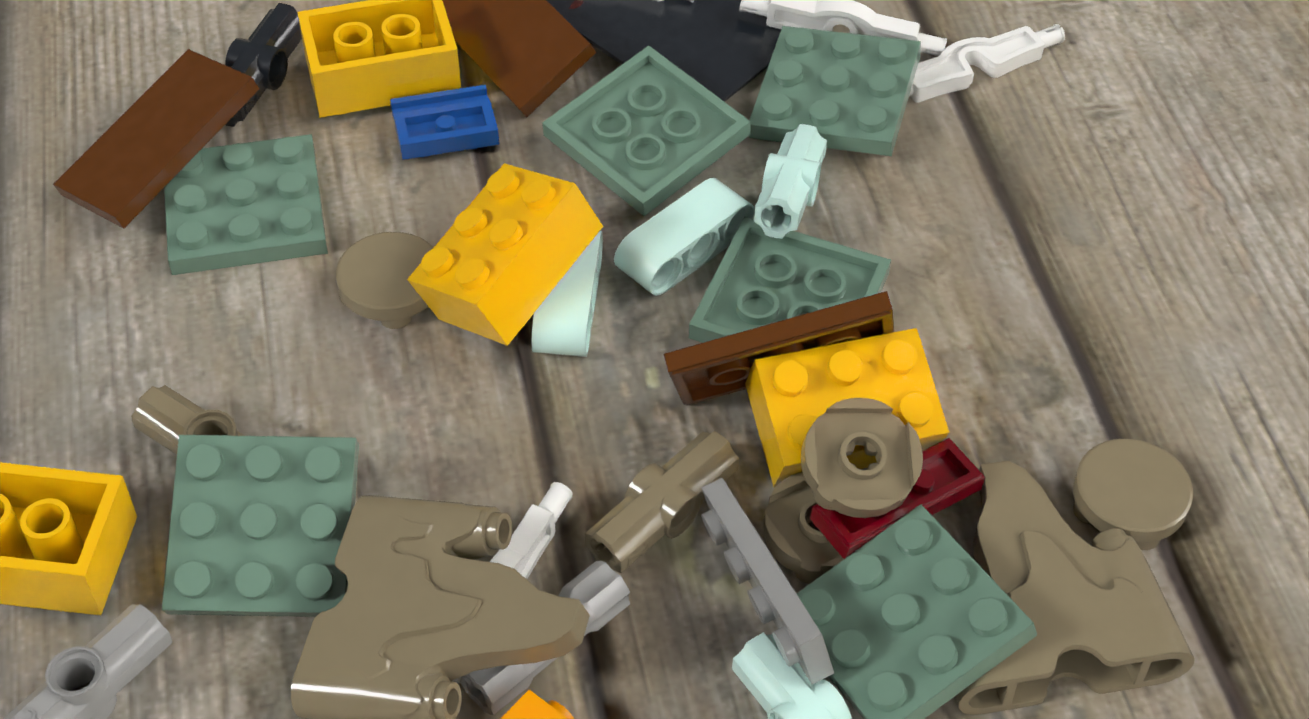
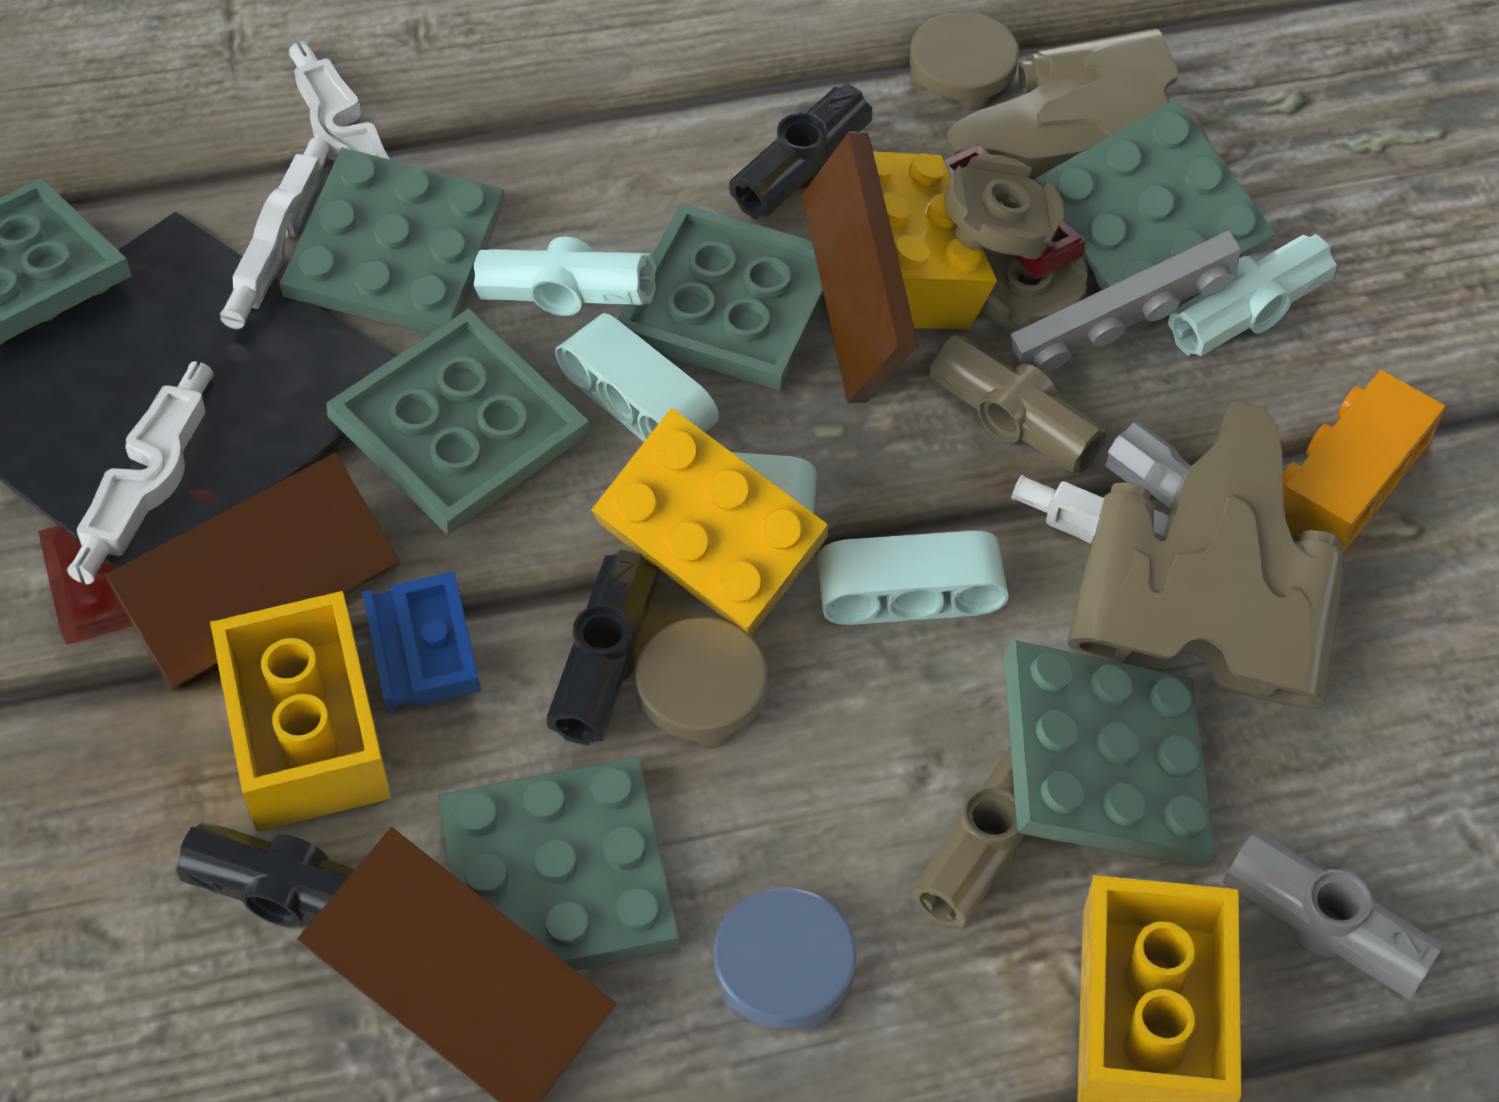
camera: 90 degrees left, 5 degrees up
(137, 321) = (784, 958): none -> sand blue tile
(410, 209) = (595, 675): none -> black piece
(470, 412) = (911, 577): none -> light aqua beam
(973, 349) = (799, 151): none -> black piece

